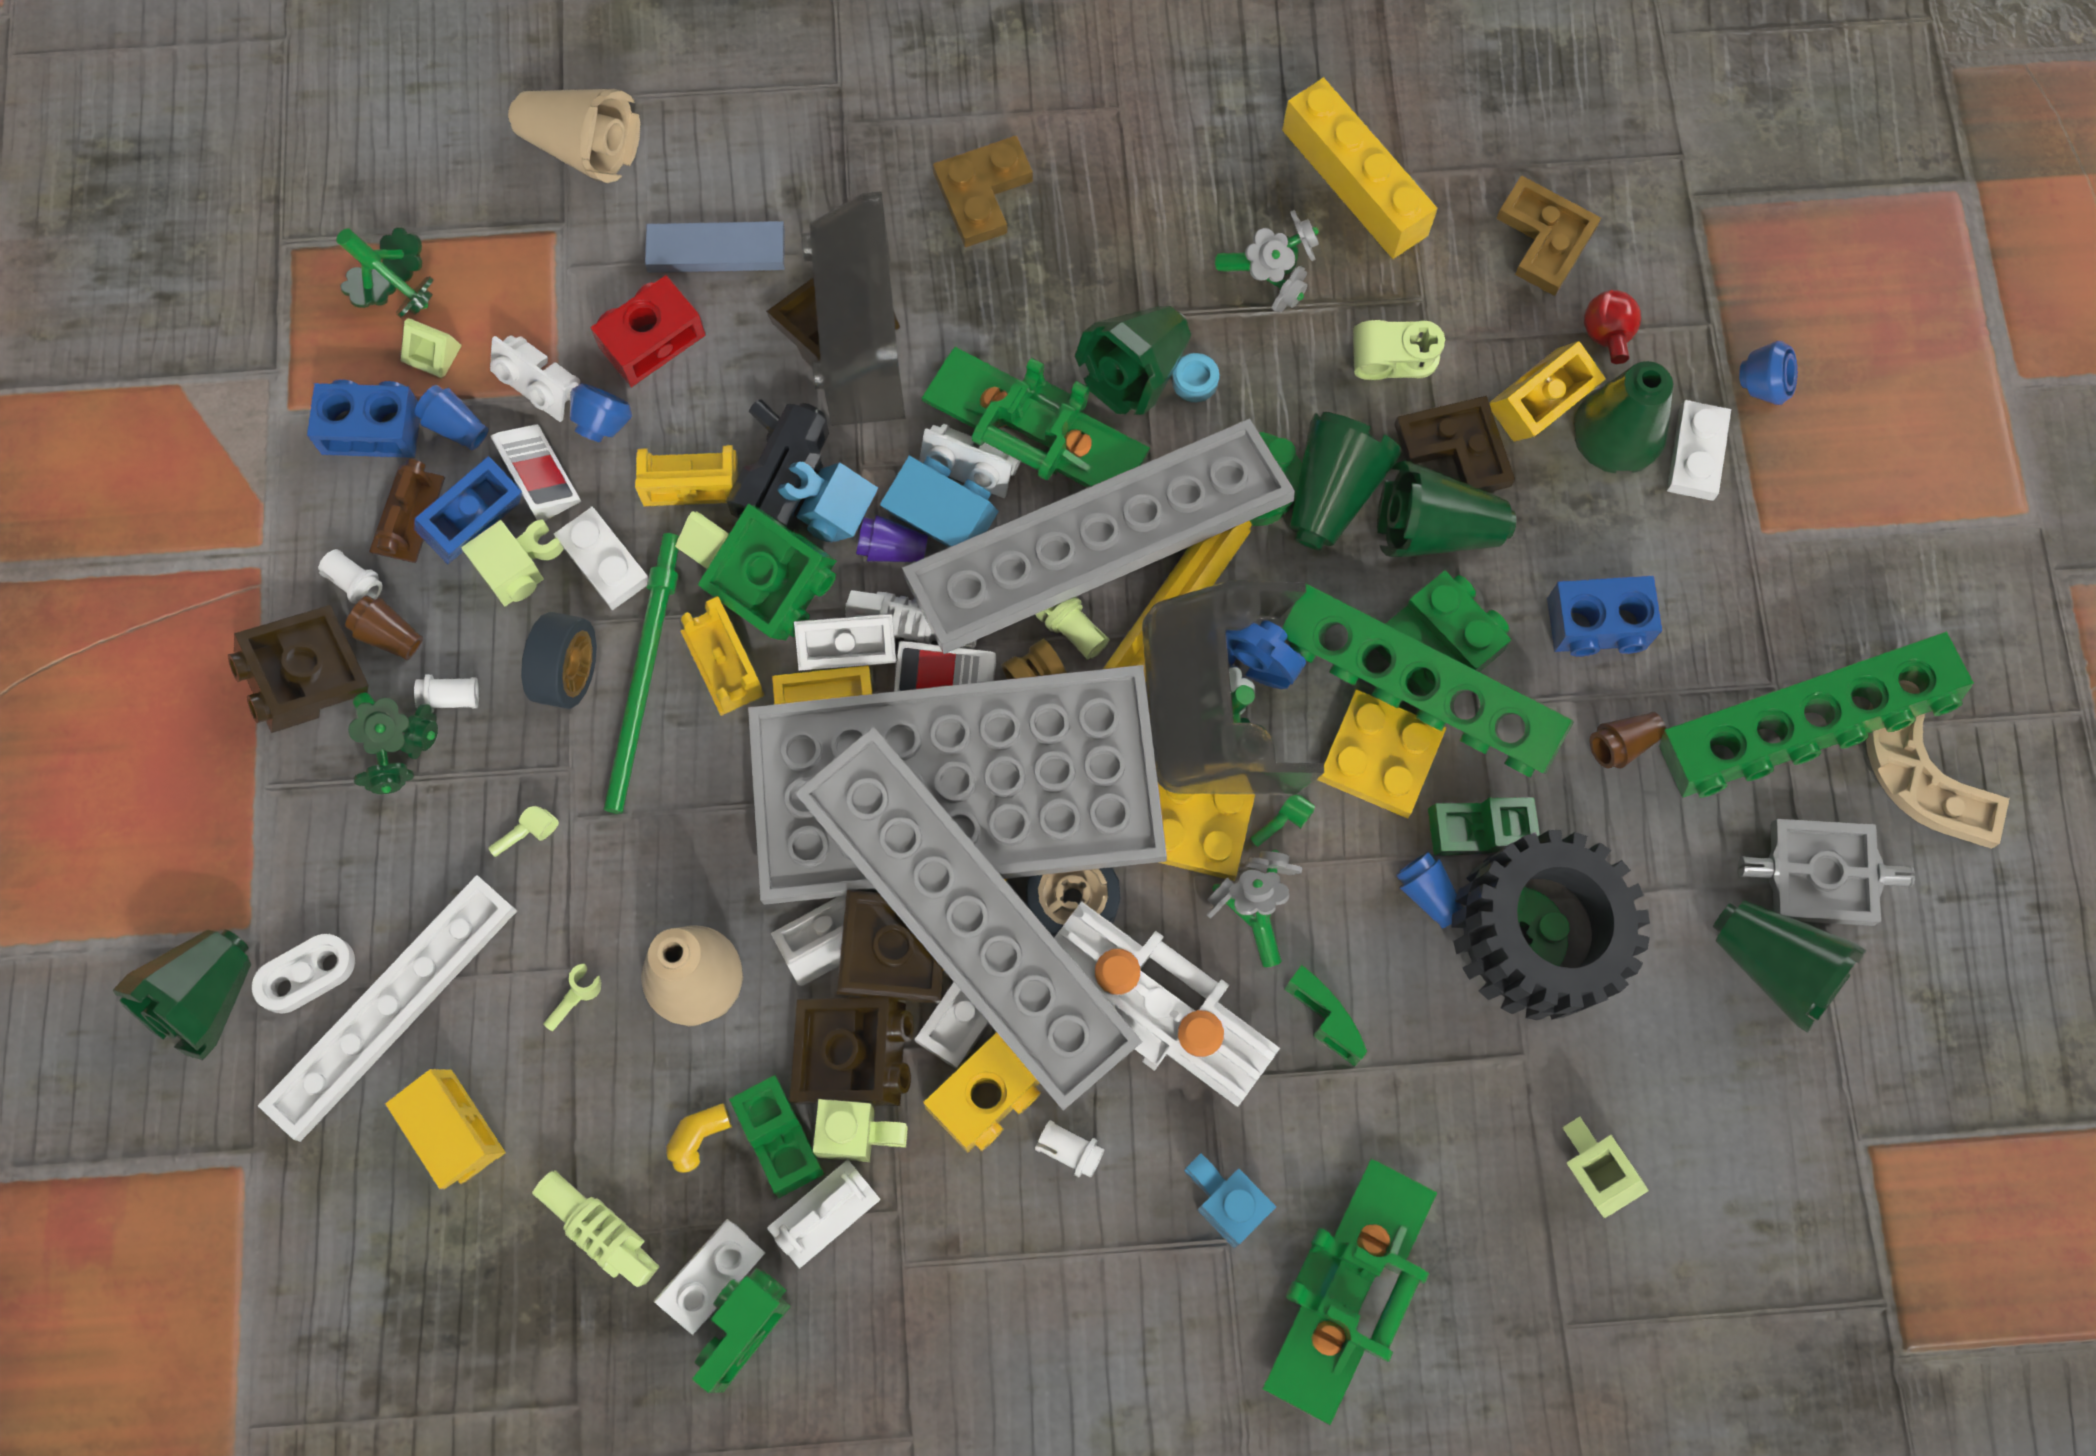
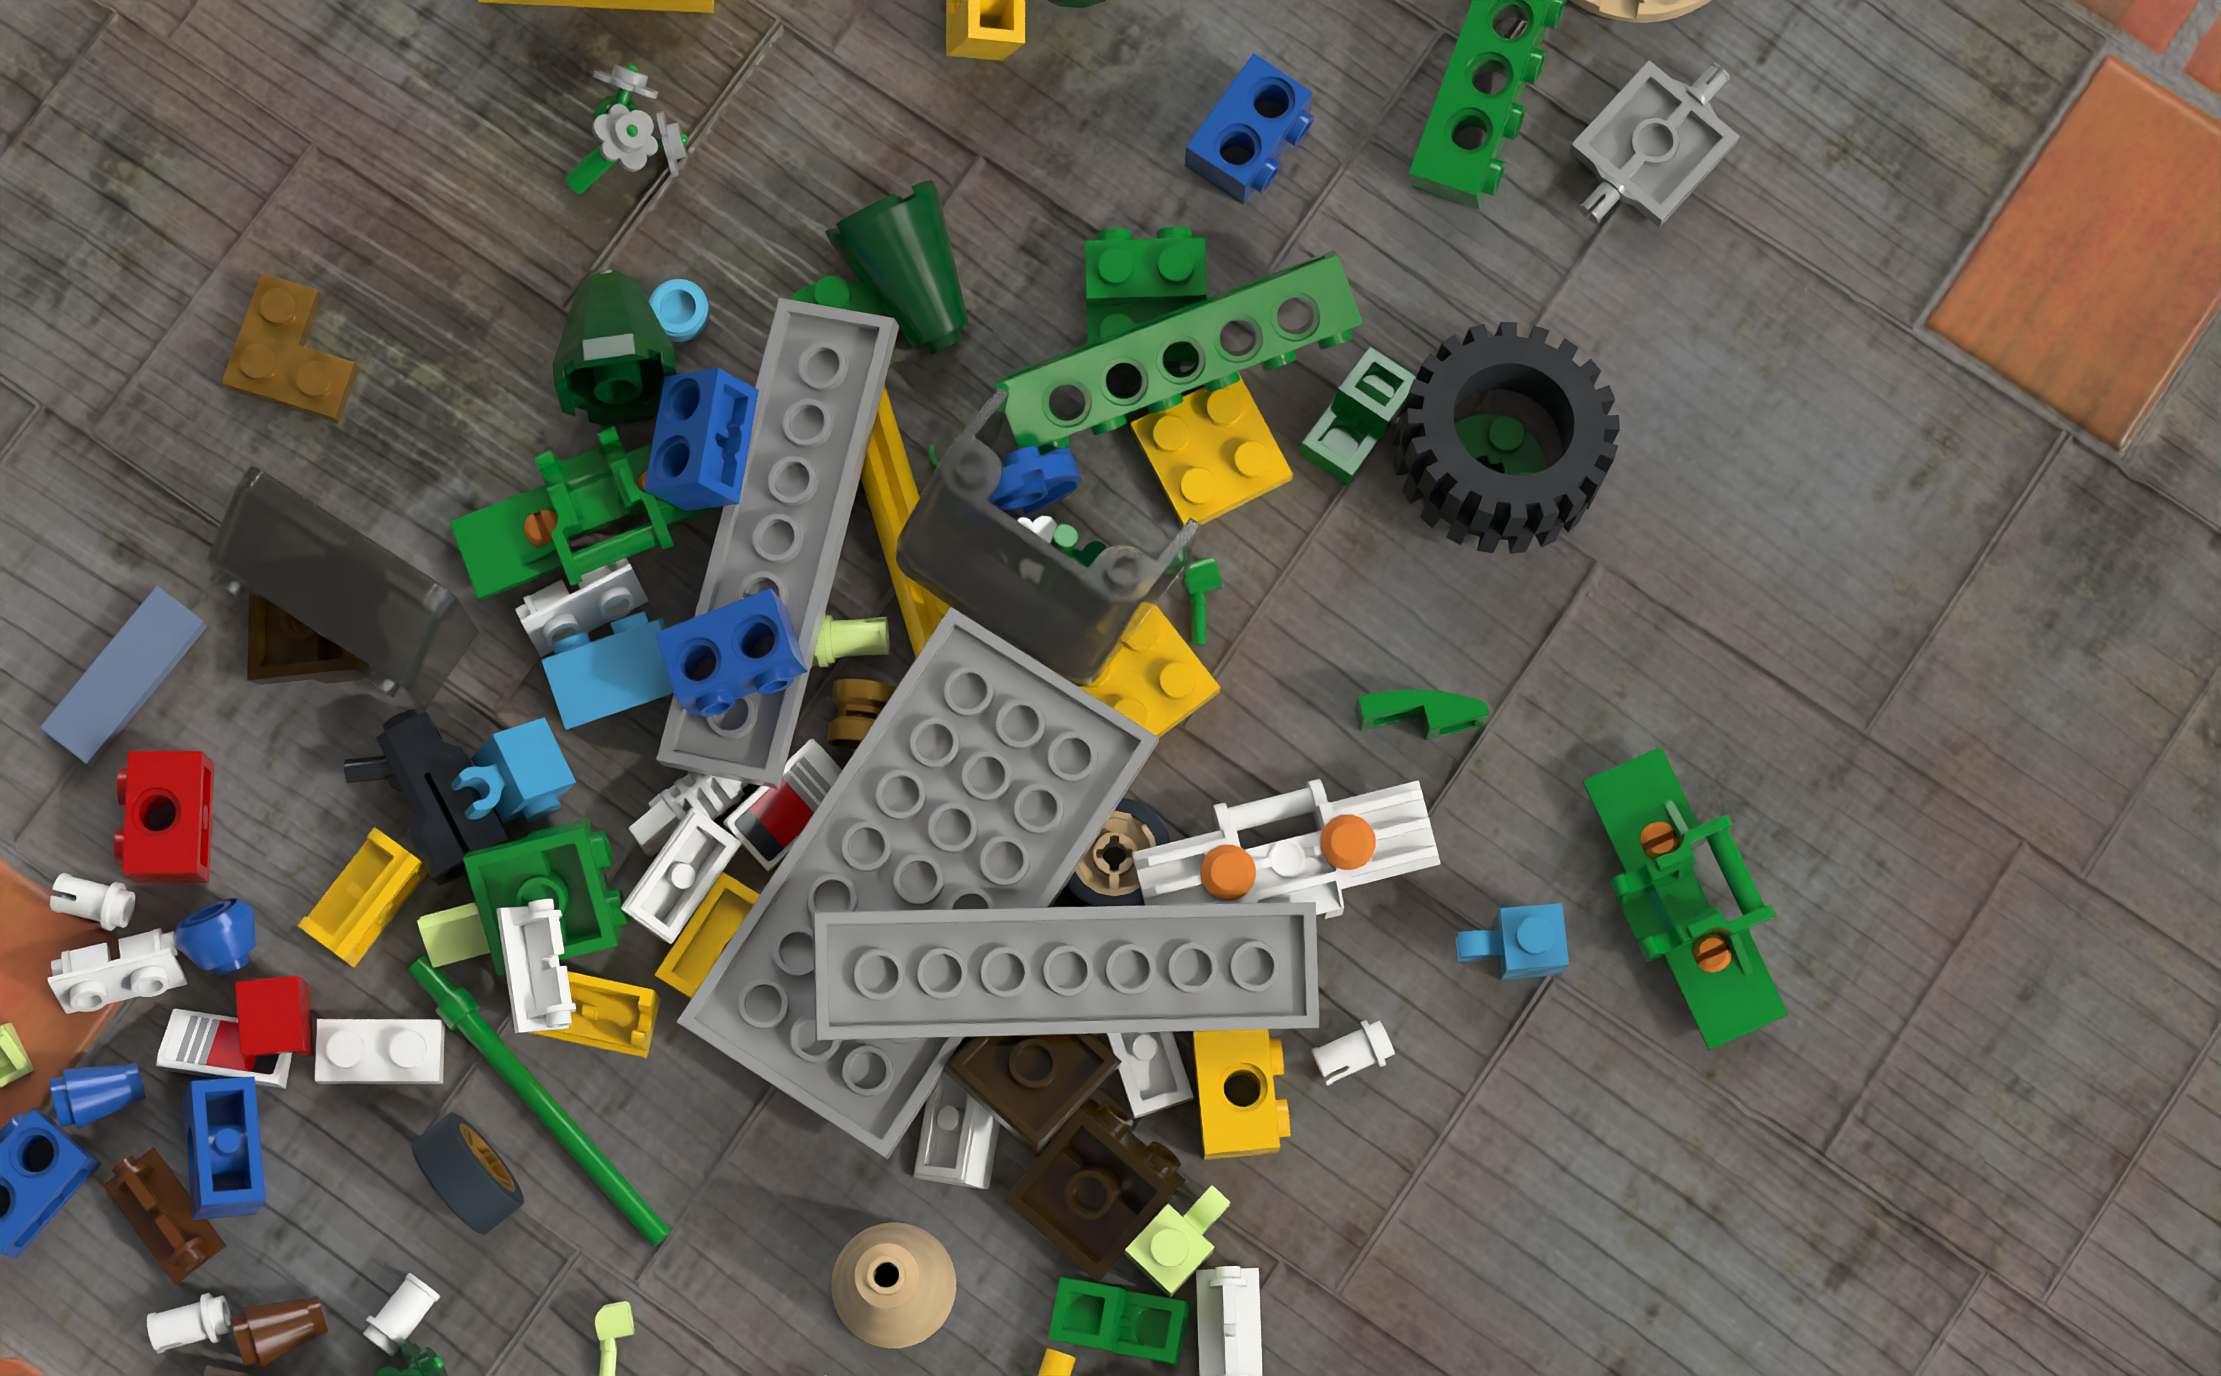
camera: 50 degrees left, 5 degrees up
(508, 562) = (308, 1150): yellowish green brick -> none
(569, 339) = (94, 901): none -> white pin
(573, 480) = (274, 1016): none -> red panel
(712, 595) = (534, 978): none -> white hinge
(890, 542) = (606, 750): dark purple cone -> none
(1008, 546) = (728, 637): none -> blue brick
(1122, 440) = (701, 439): none -> blue brick
(1257, 894) = (1260, 687): light grey plant -> none
(1393, 349) = (812, 103): yellowish green piece -> none
(1430, 888) = (1377, 516): blue cone -> none
(1439, 514) = (1023, 200): dark green cone -> none
(1460, 431) = (961, 100): dark brown plate -> none
(1603, 1170) = (1759, 580): yellowish green brick -> none
(1625, 739) = (1384, 213): reddish brown cone -> none
(1787, 959) = (1704, 250): dark green cone -> none

